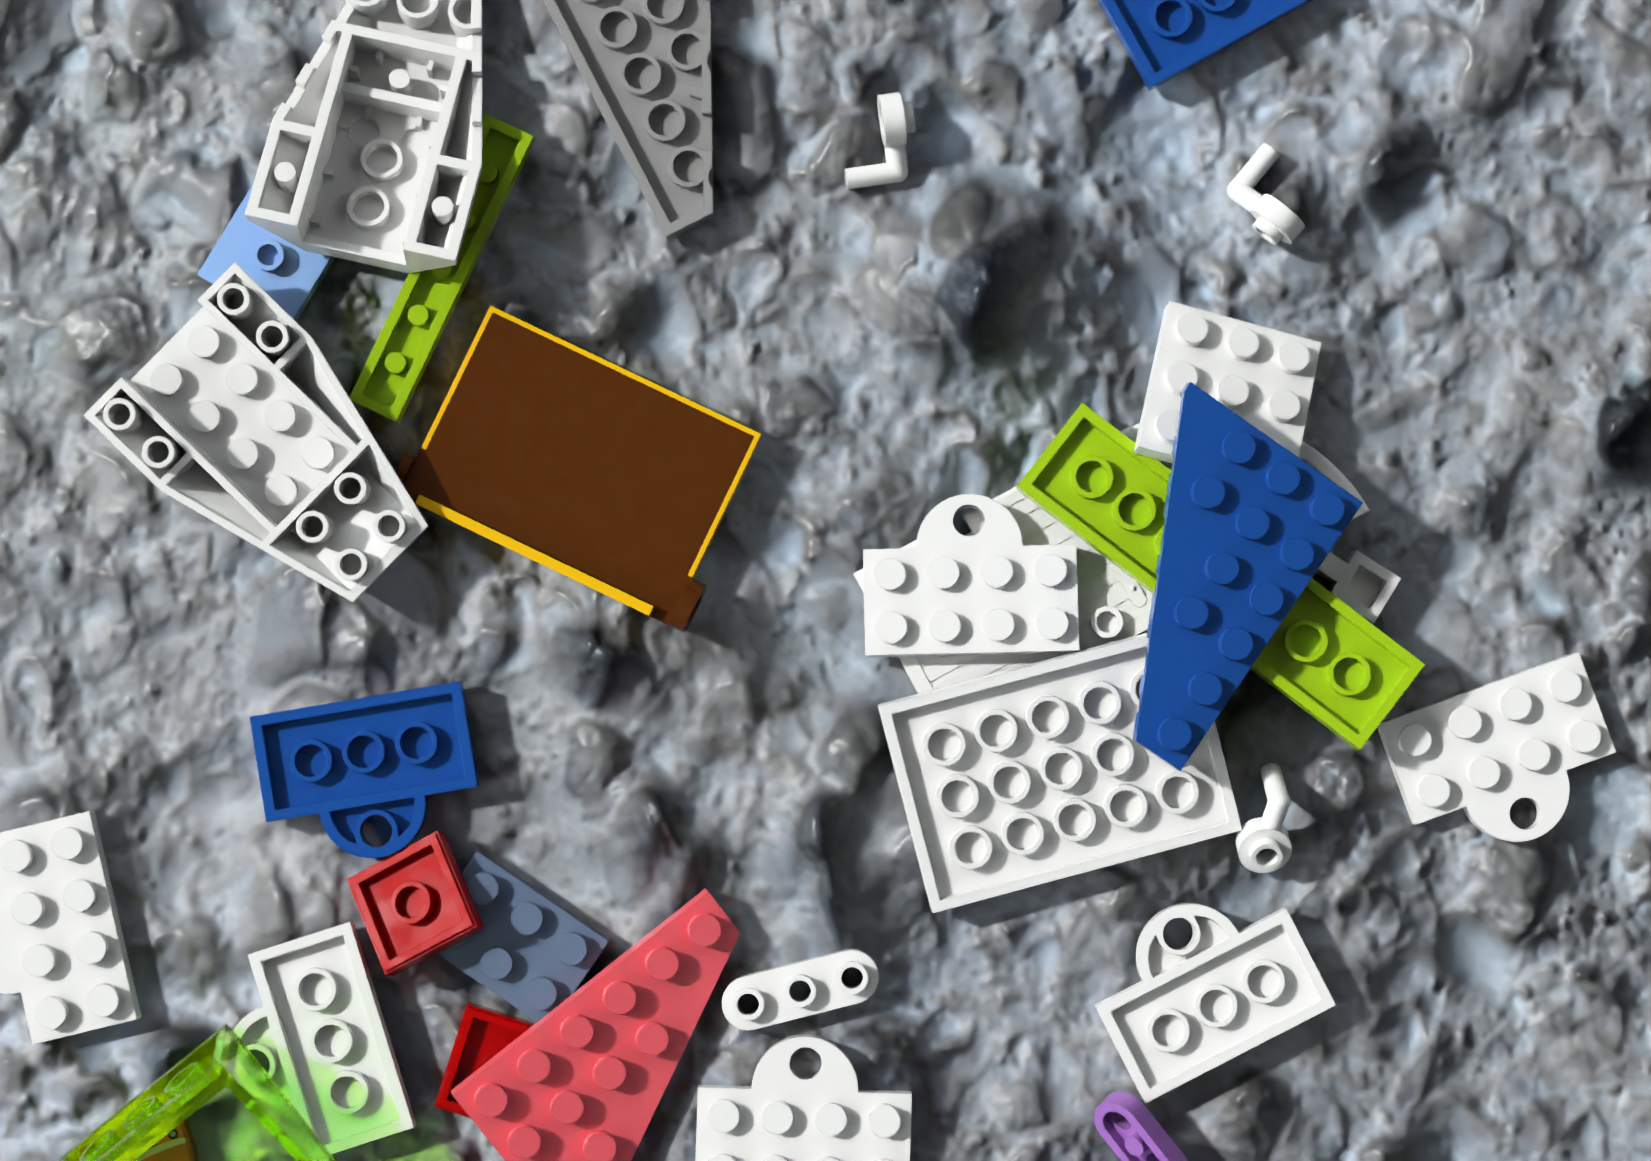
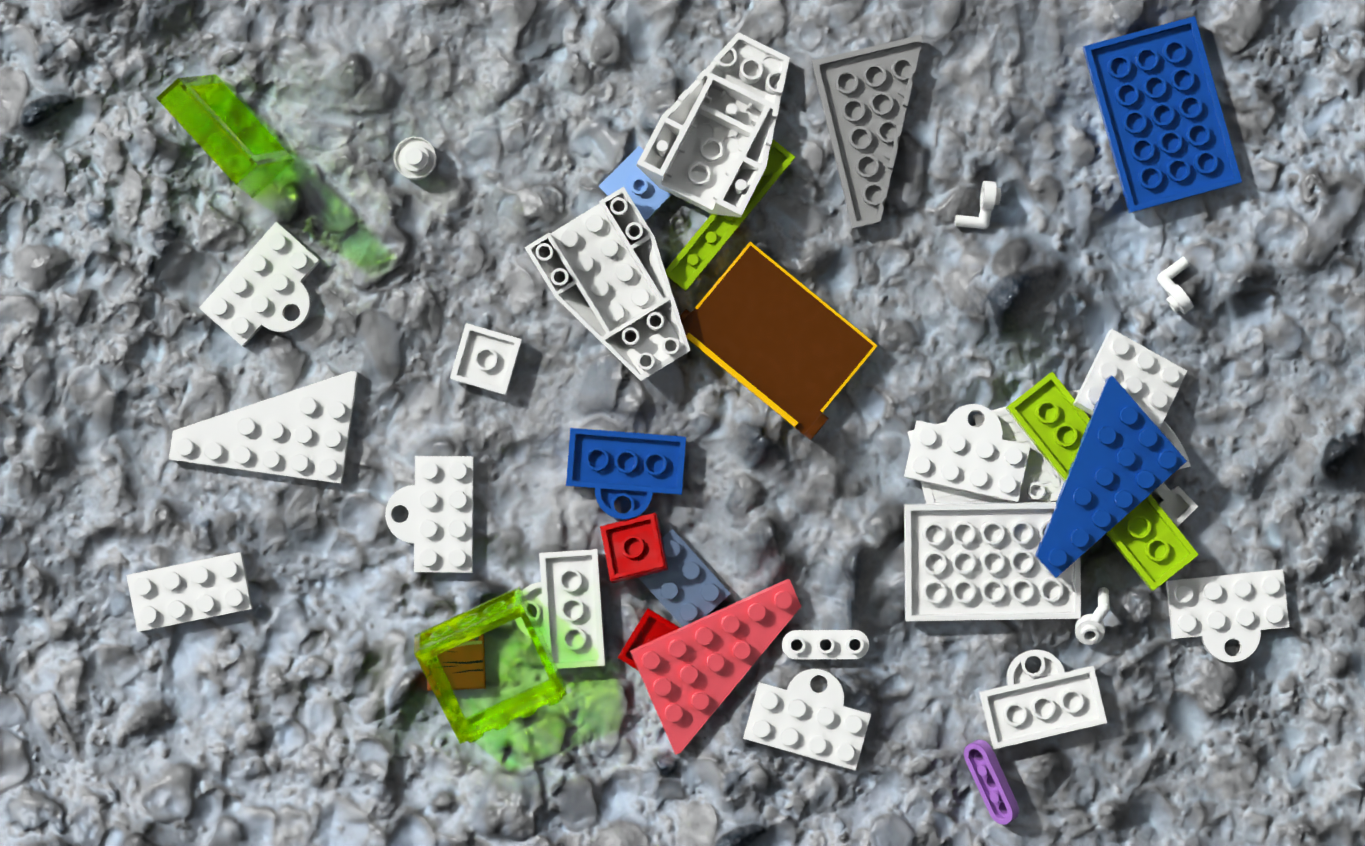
camera: 15 degrees right, 0 degrees up
(70, 631) = (486, 359): none -> white plate

